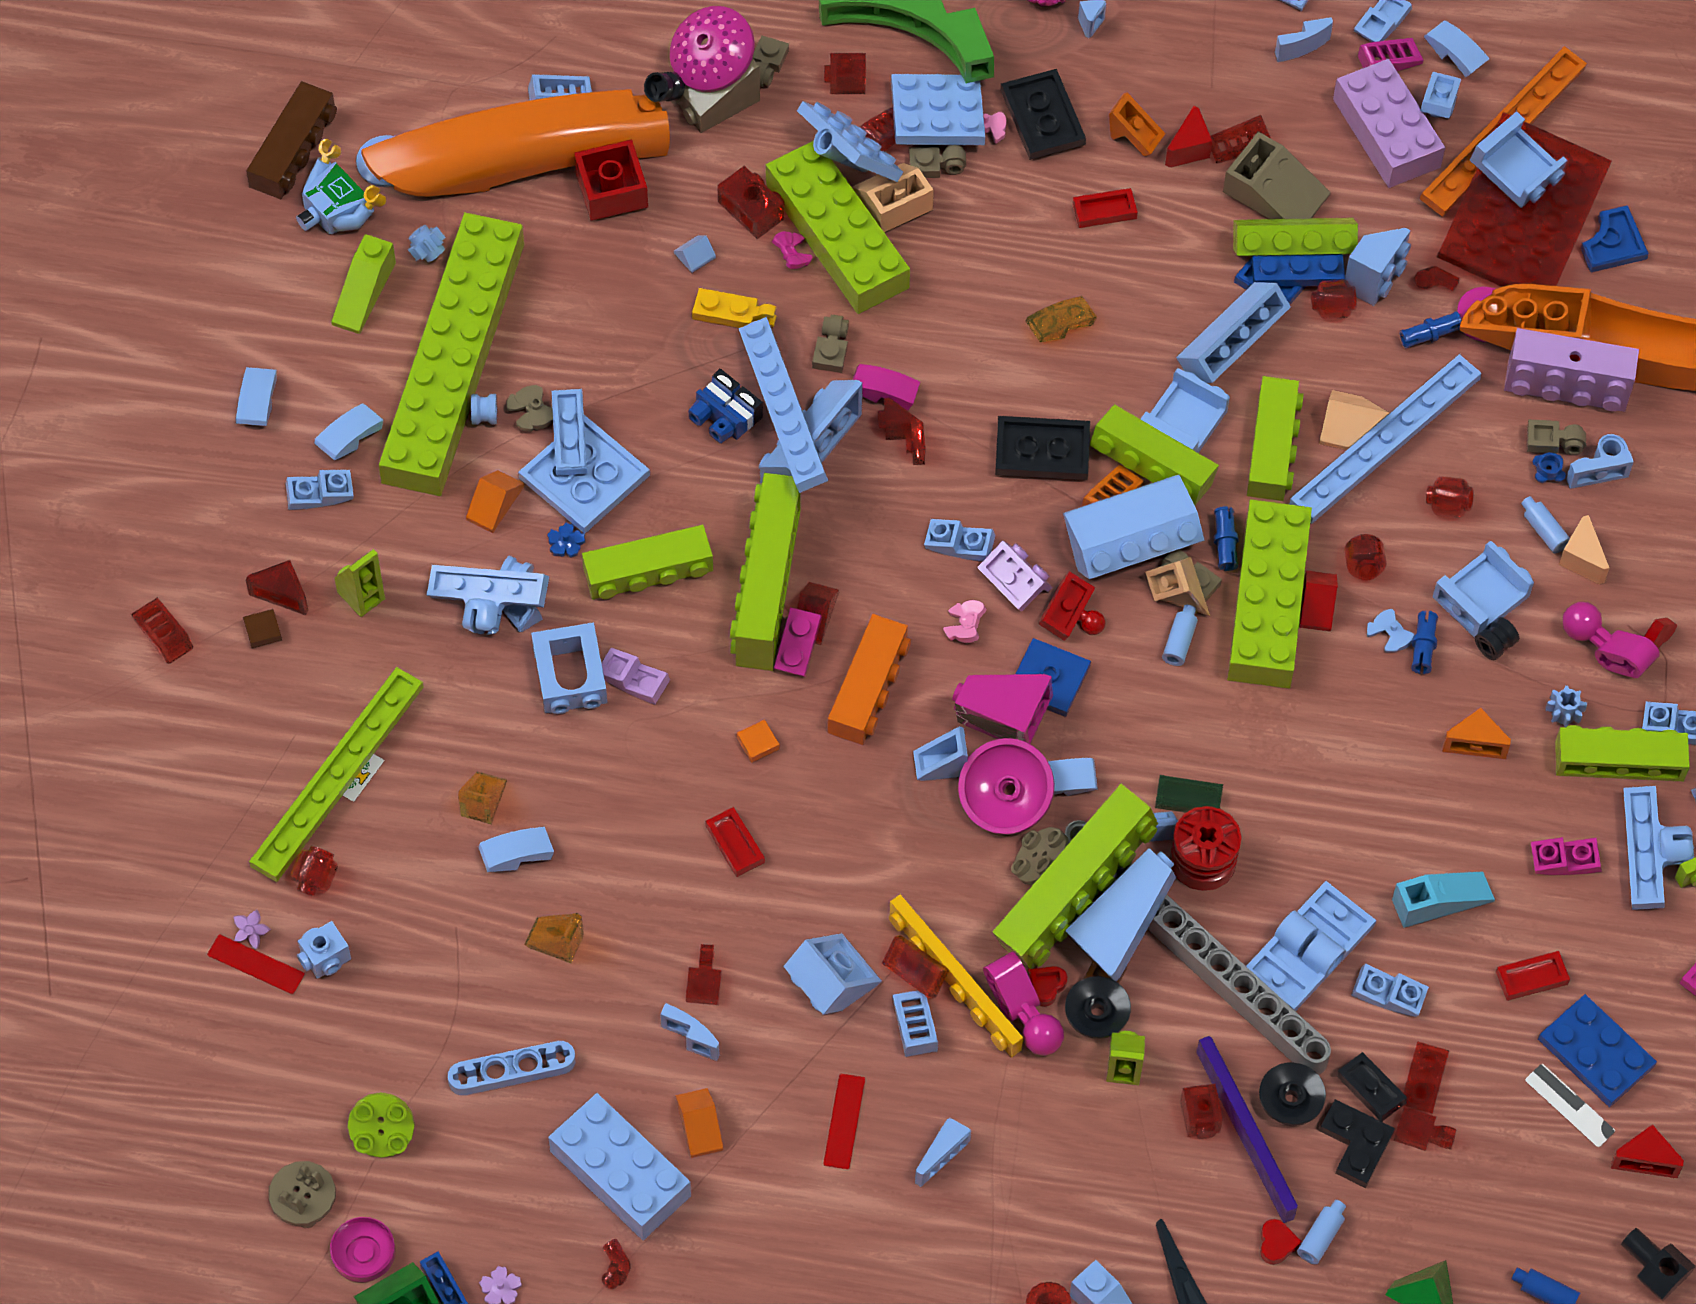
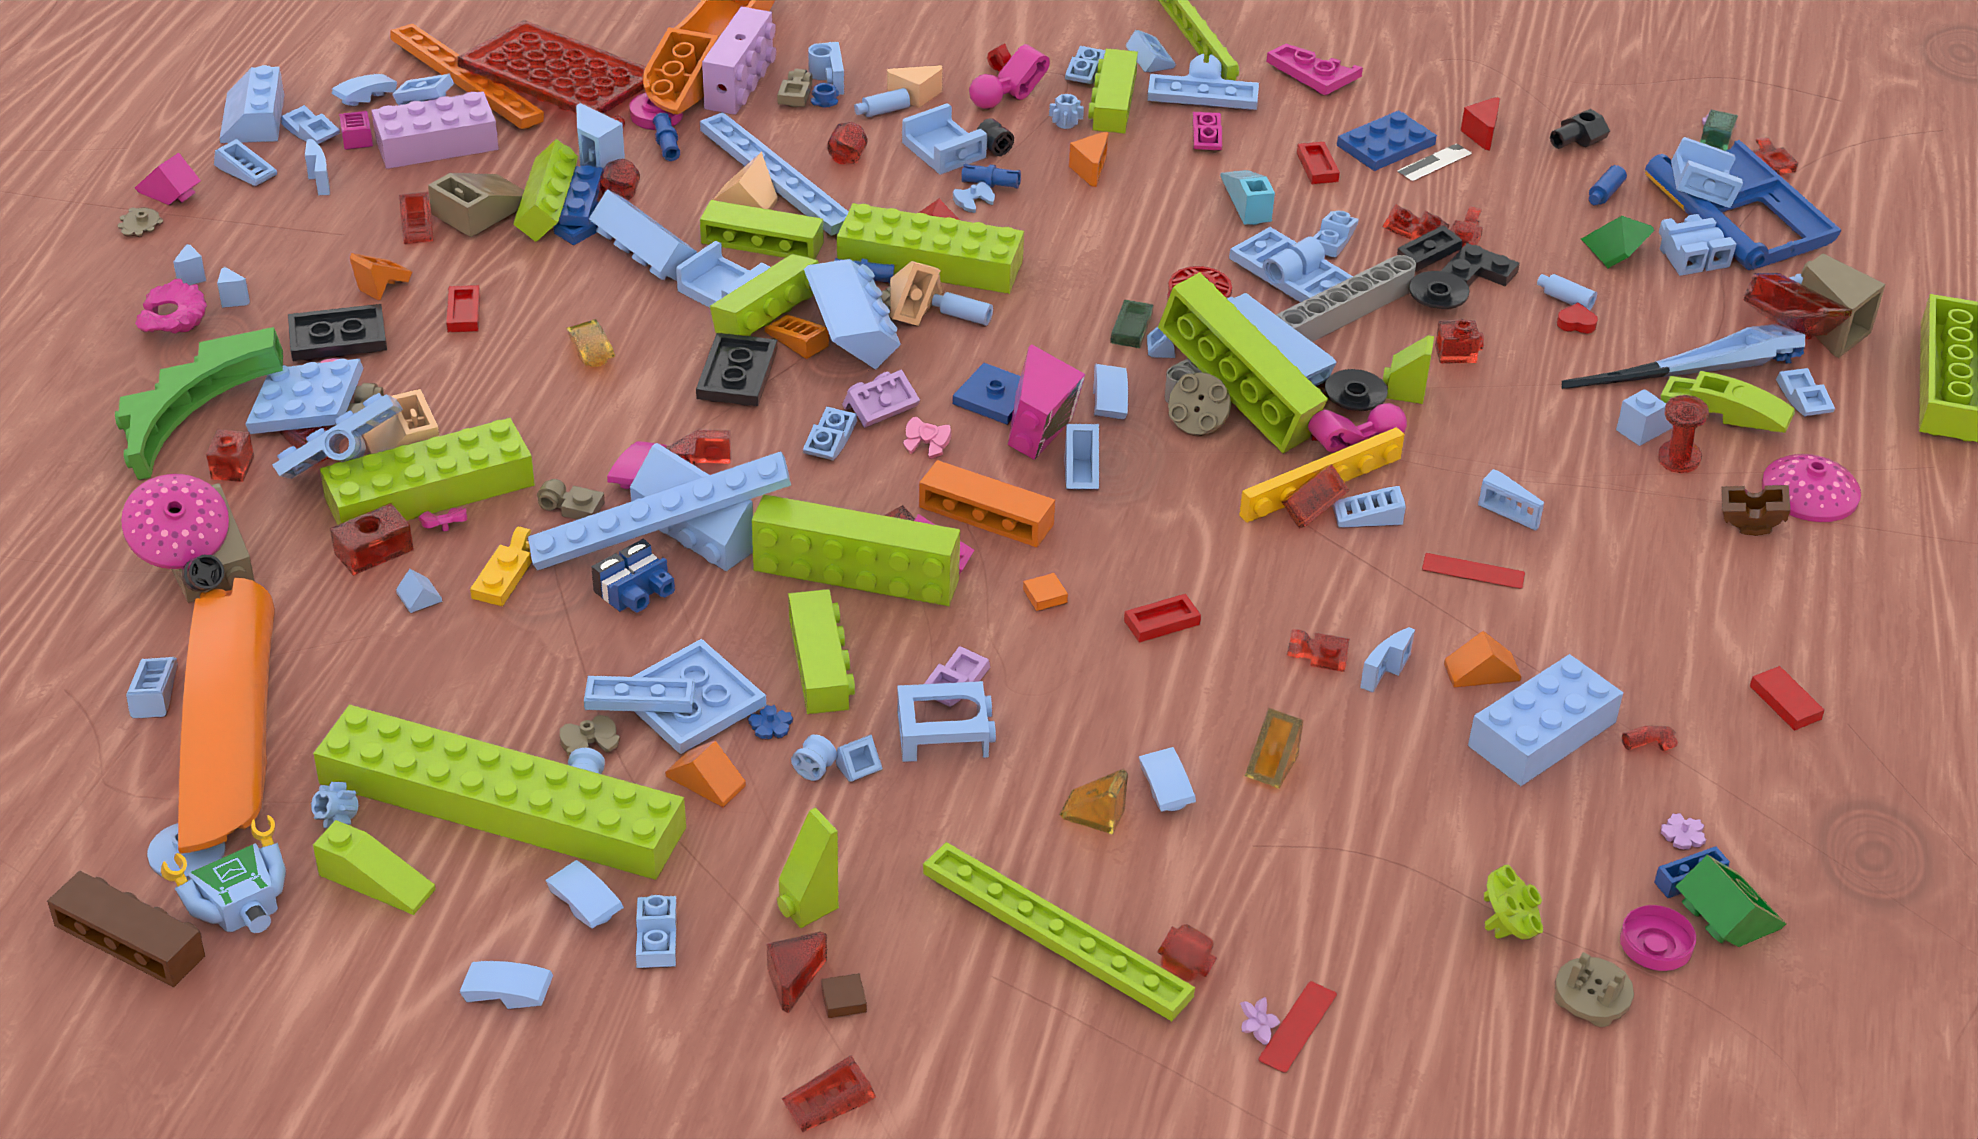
camera: 85 degrees left, 20 degrees down
(323, 950) = (1294, 944): light blue brick -> none
(486, 593) = (843, 769): light blue plate -> none
(510, 1062) = (1425, 804): light blue beam -> none
(611, 179) = (305, 637): red brick -> none
(831, 973) = (1322, 556): light blue slope -> none
(991, 770) = (1129, 414): dark pink dish -> none
(1068, 608) = (932, 370): red plate -> none
(1190, 142) = (403, 242): red slope -> none
(1247, 1129) = (1488, 316): dark purple tile -> none
(1365, 556) = (900, 193): clear red head -> none
(1517, 162) = (518, 55): light blue panel -> none
(1616, 241) = (601, 35): blue tile -> none

